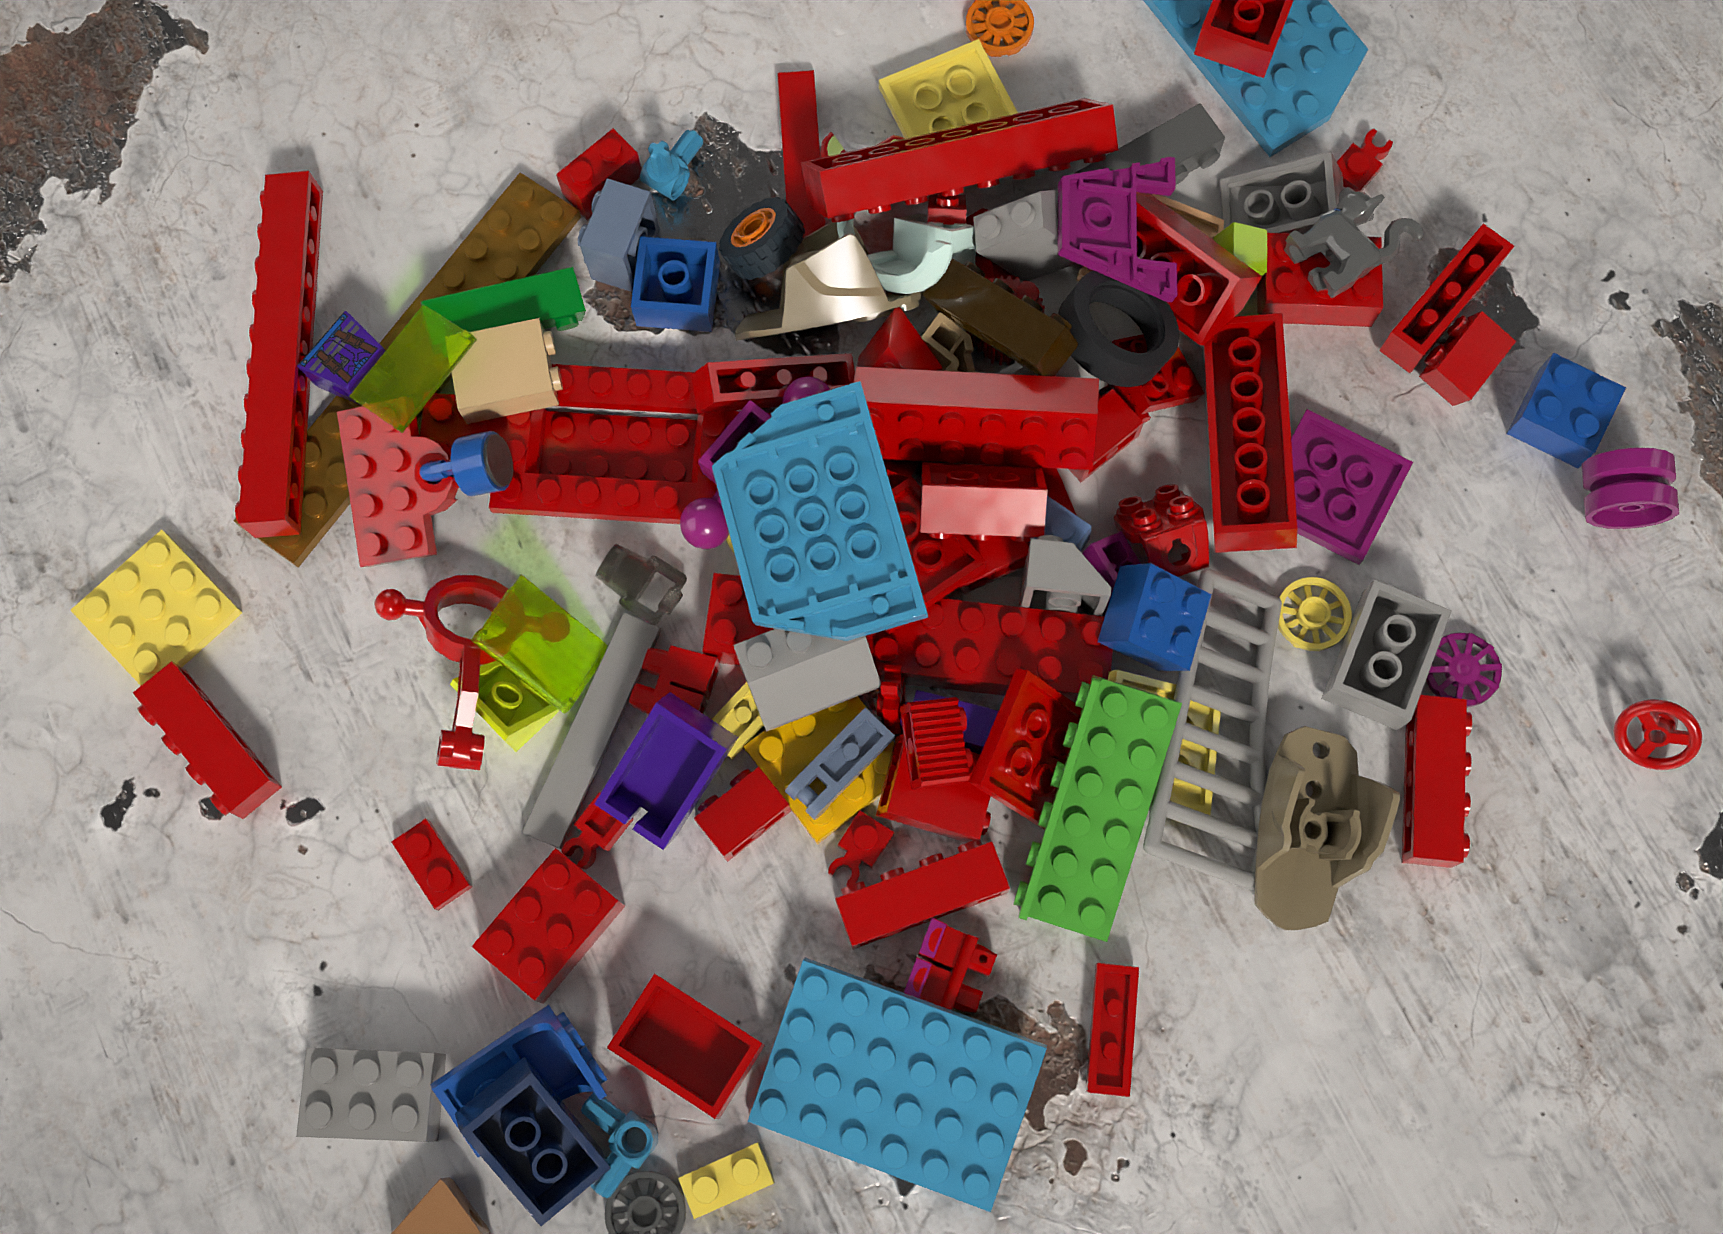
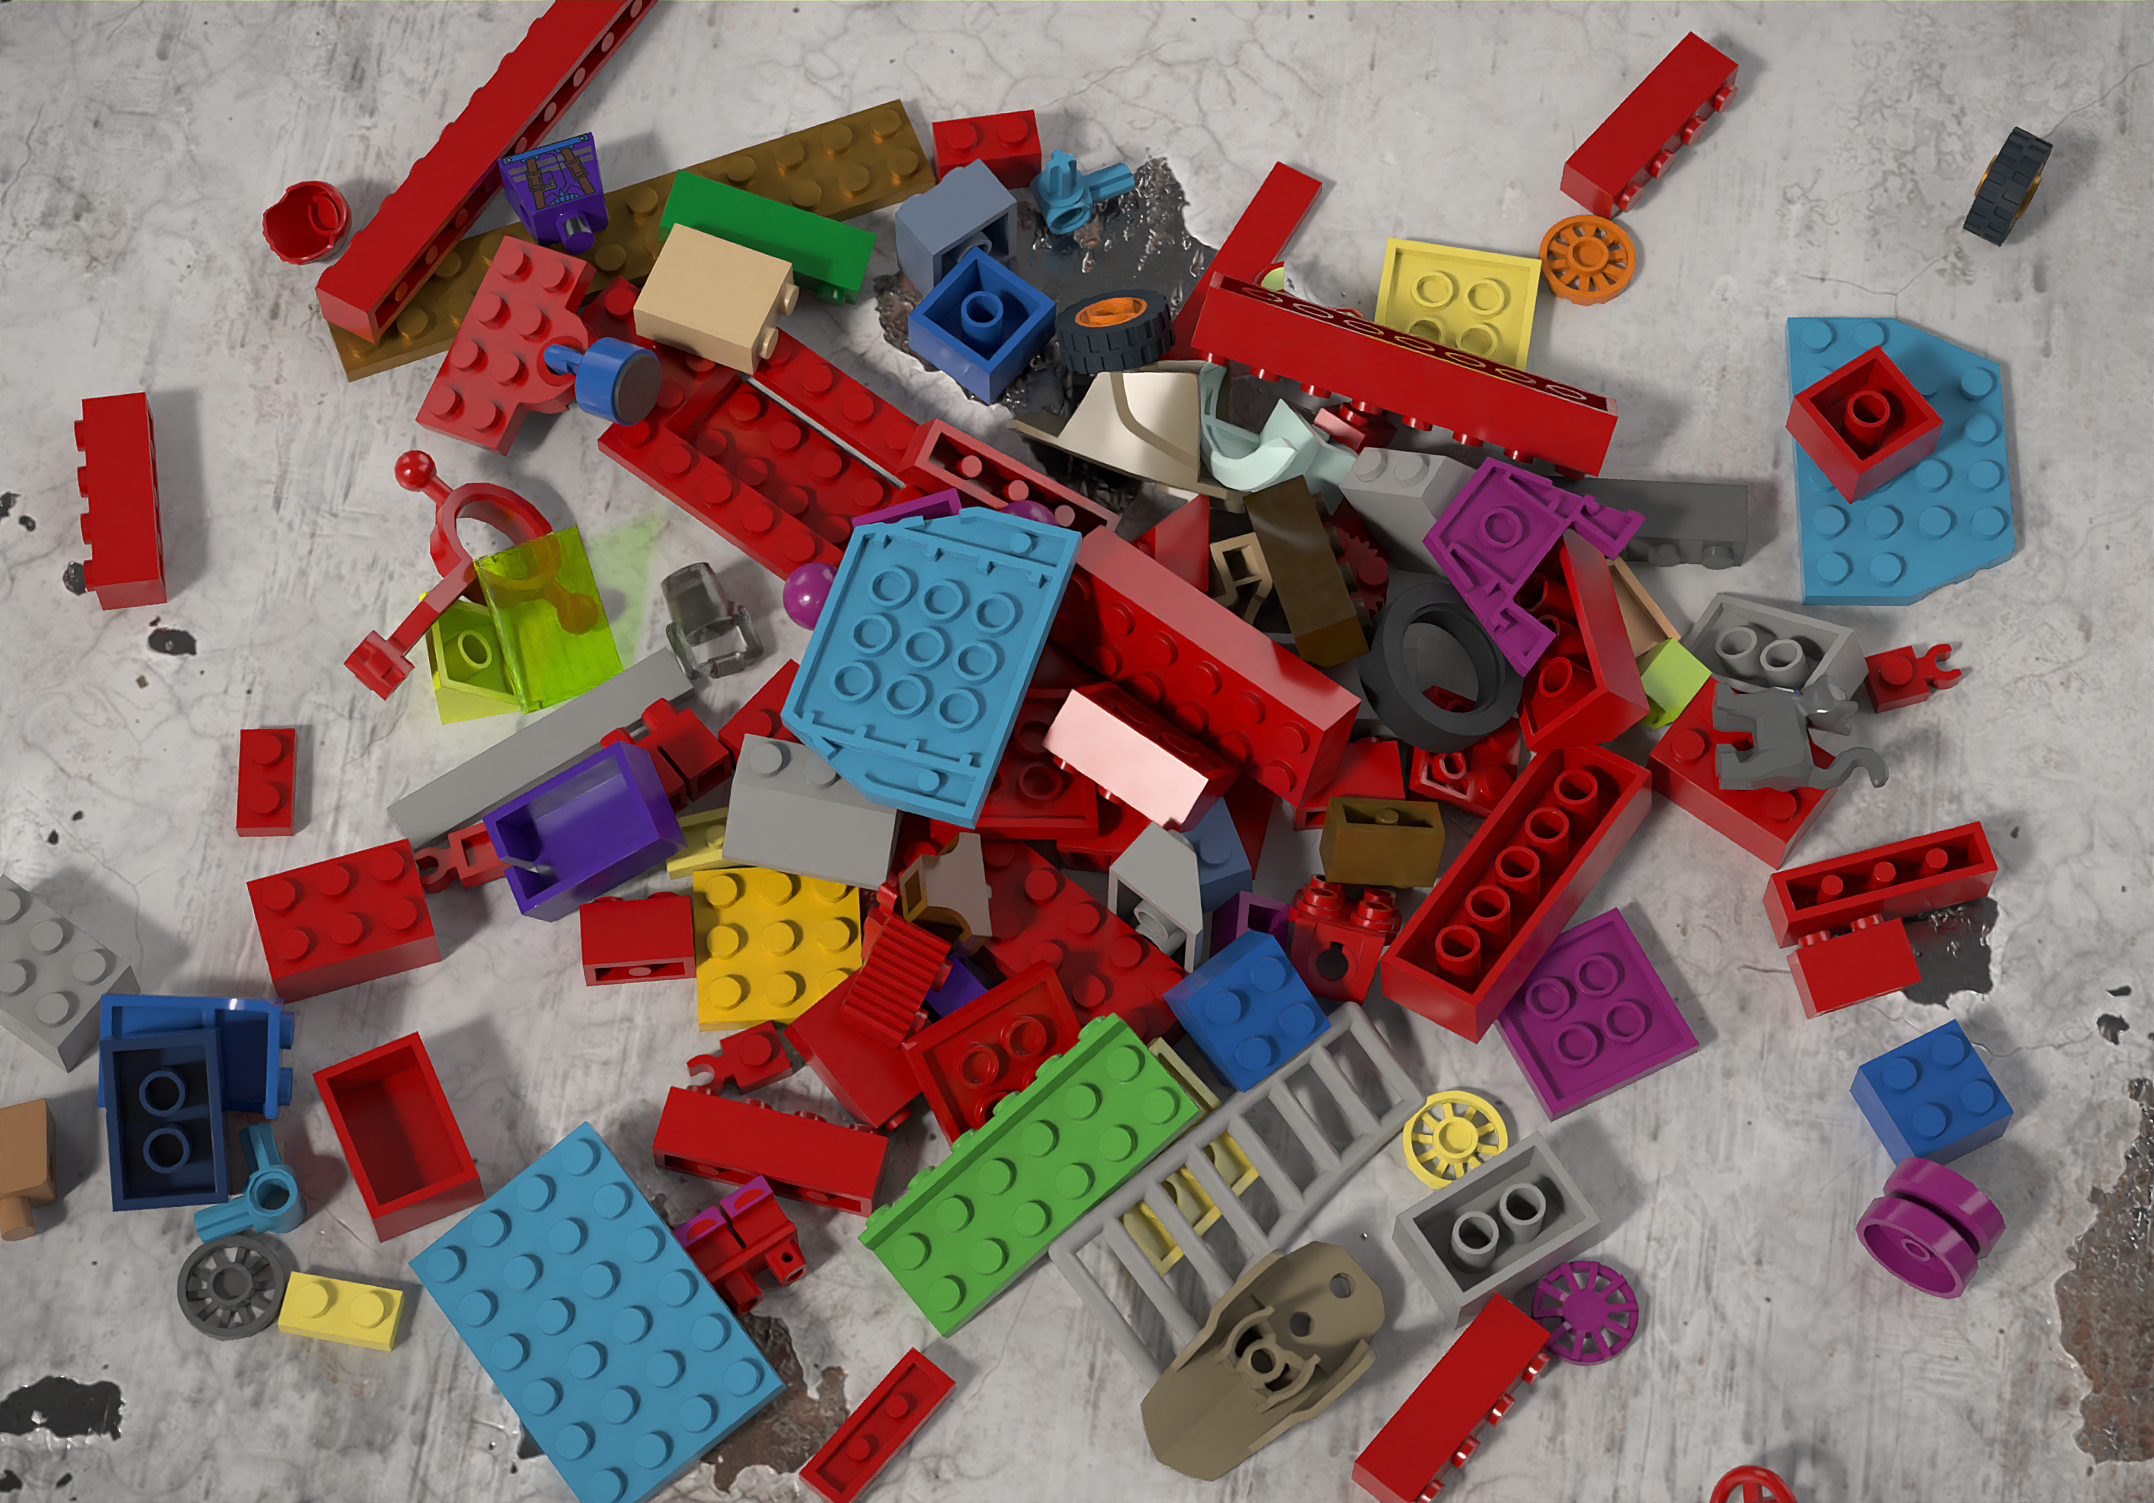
camera: 30 degrees right, 10 degrees down
(156, 609) = (168, 331): light yellow plate -> none
(199, 481) = (307, 223): none -> red hair
(413, 368) = (616, 235): clear neon green piece -> none
(841, 762) = (782, 949): sand blue plate -> none
(930, 664) = (950, 895): none -> reddish brown brick
(1148, 457) = (1381, 842): none -> pearl gold brick

